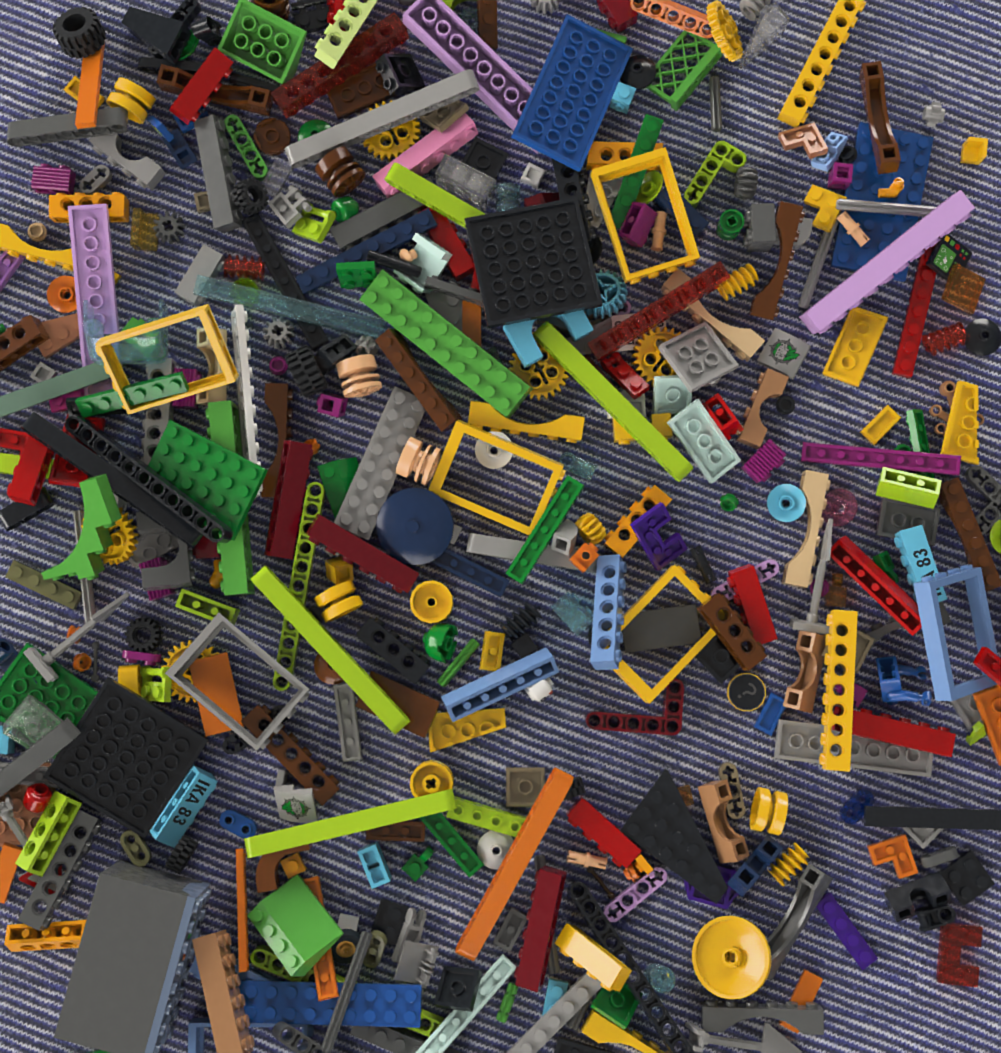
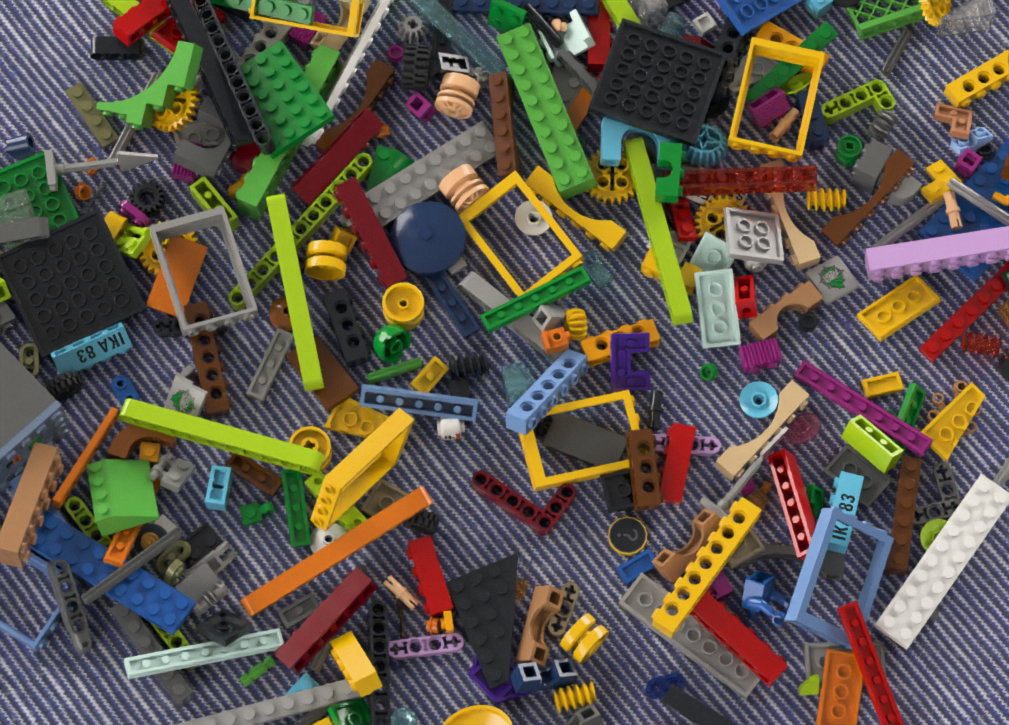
camera: 25 degrees right, 15 degrees down
(330, 874) = (178, 472): none -> light grey plate
(385, 967) = (174, 573): none -> olive plate
(495, 788) = (361, 469): none -> yellow window
(589, 328) = (670, 157): none -> green arch

